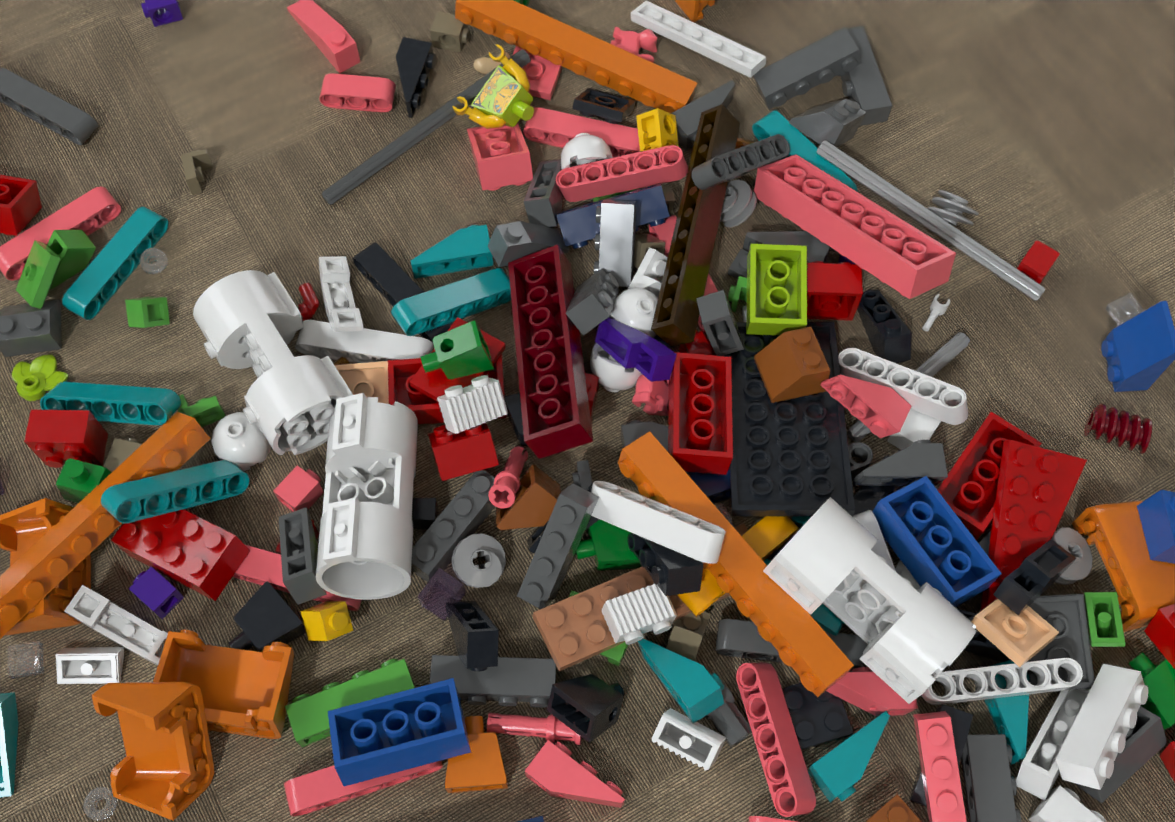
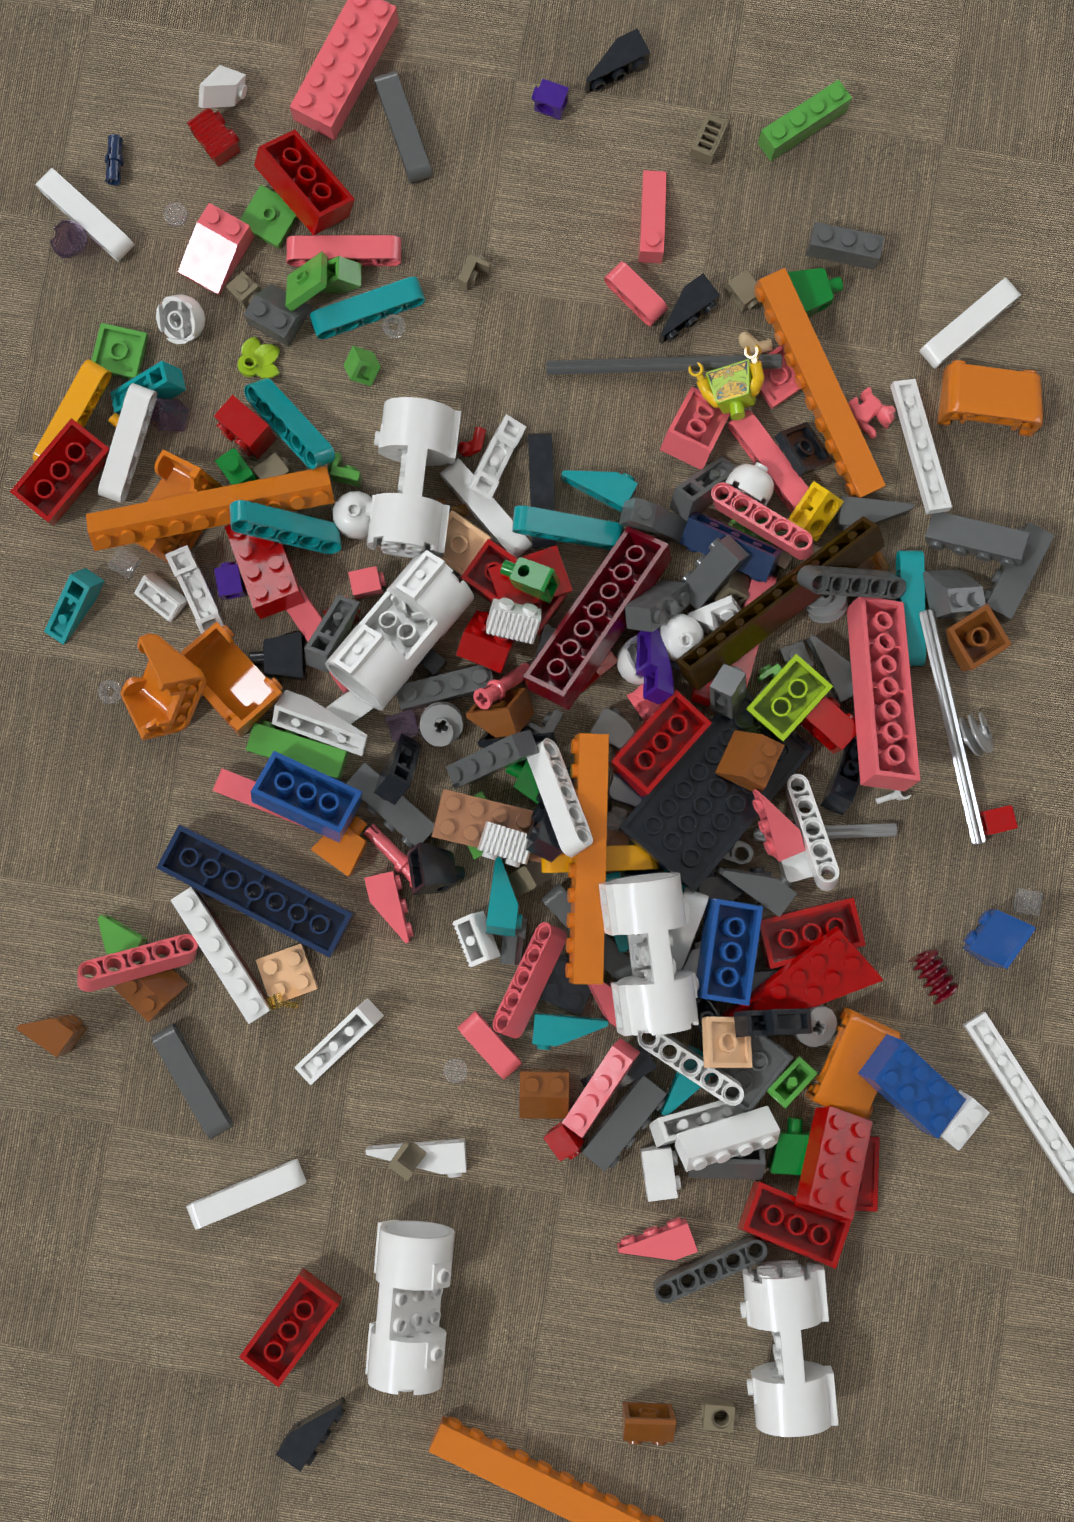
camera: 40 degrees right, 20 degrees up
(327, 621) = (318, 688): yellow brick -> none
(354, 654) = (314, 721): none -> white slope
(373, 623) = (349, 707): none -> white slope
(880, 139) = (976, 638): none -> dark orange slope

